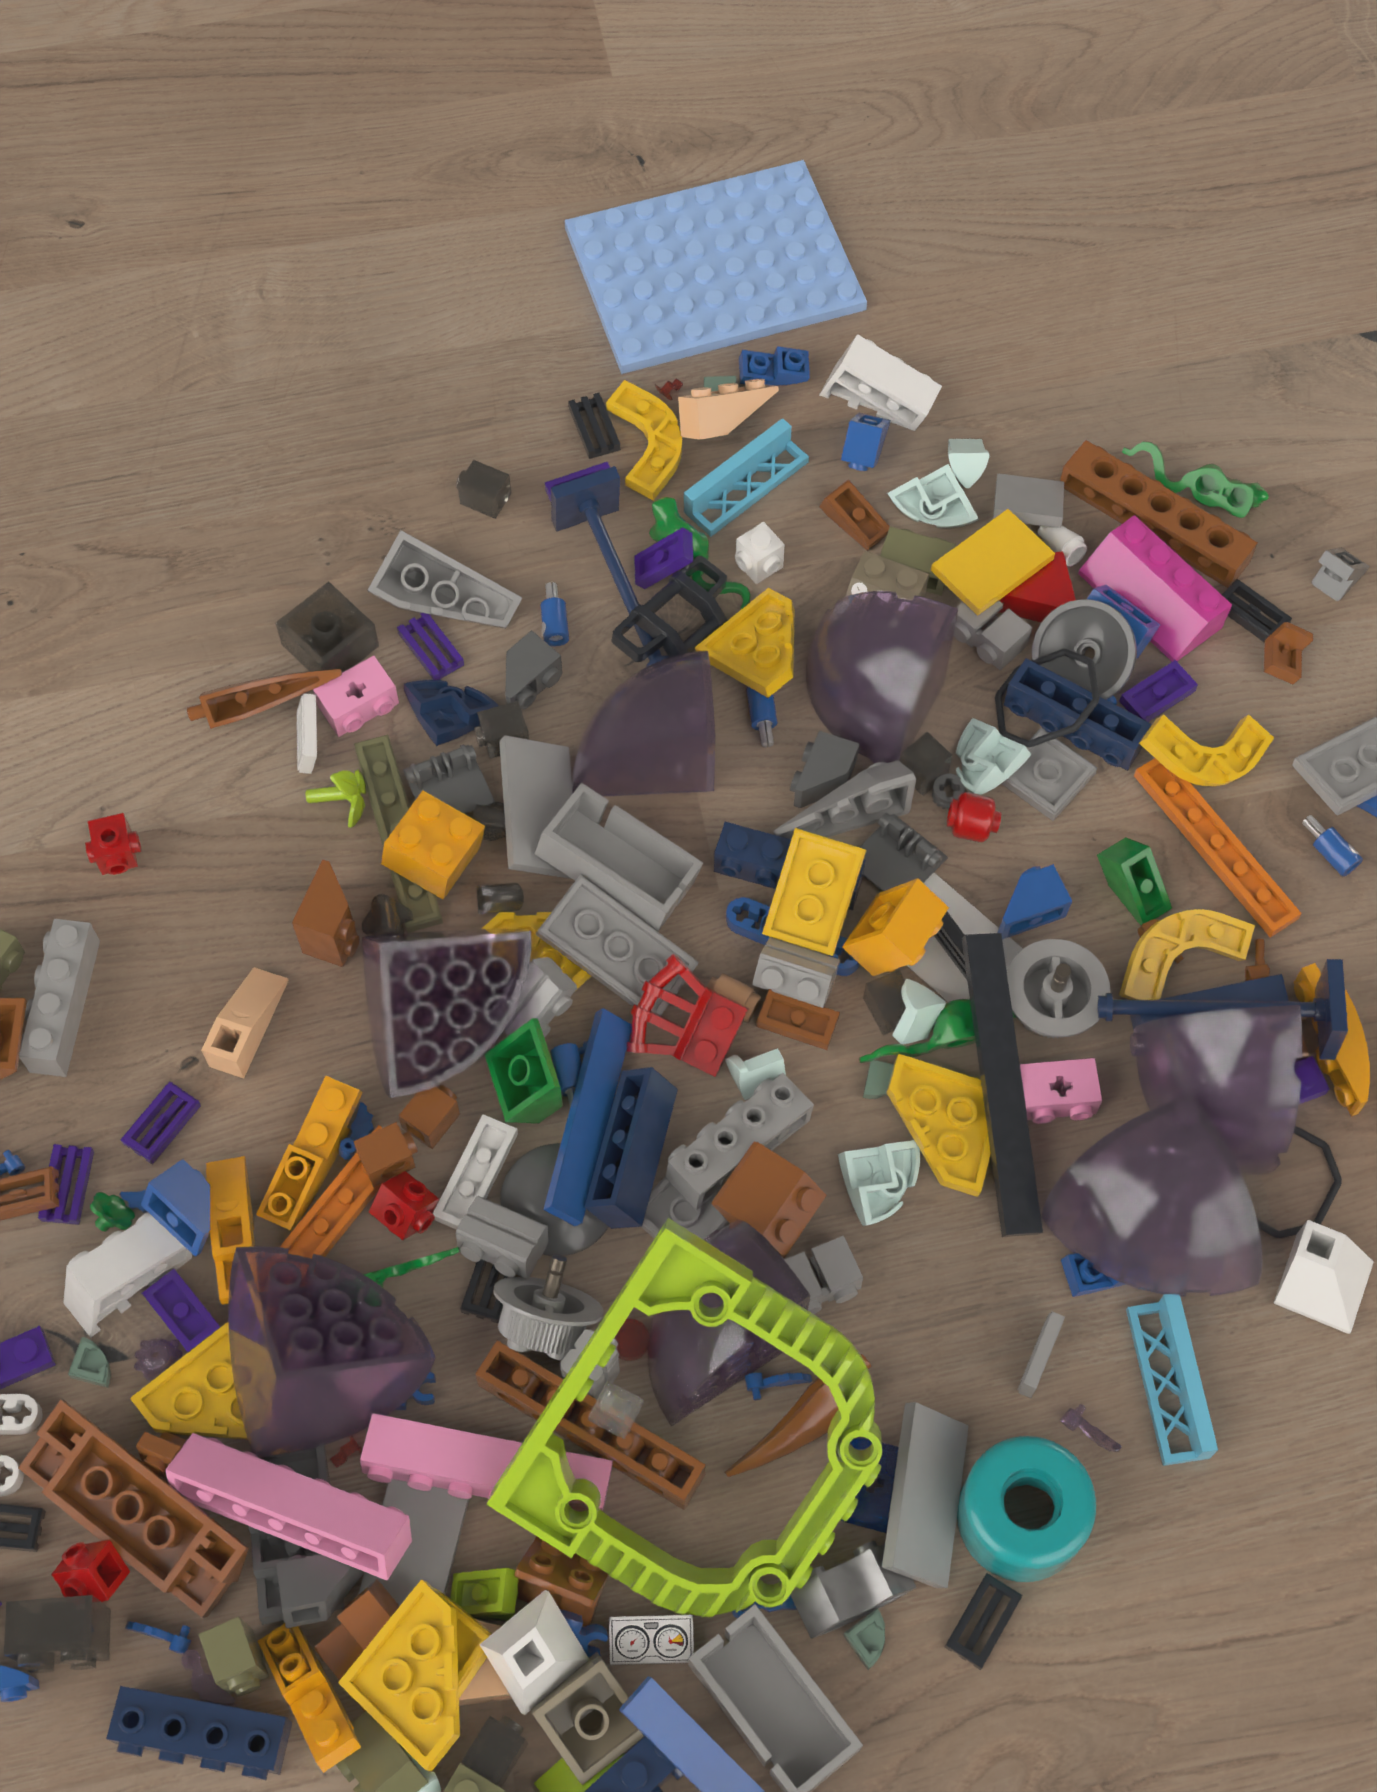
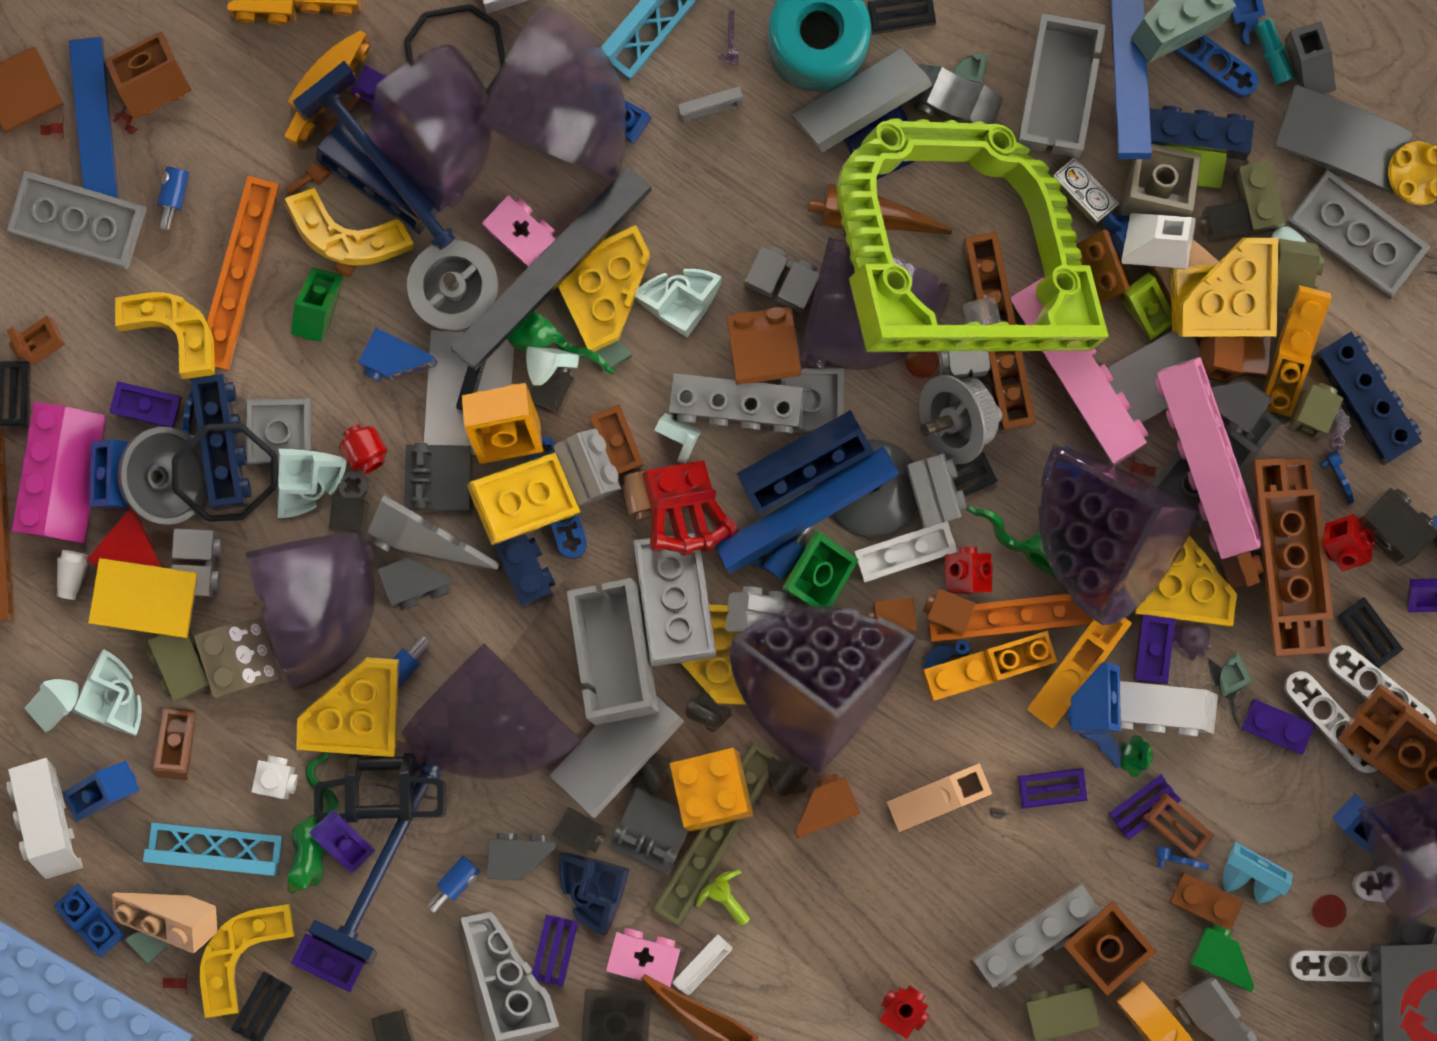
camera: 130 degrees left, 20 degrees up
(1030, 499) = (55, 625): light grey tile -> none

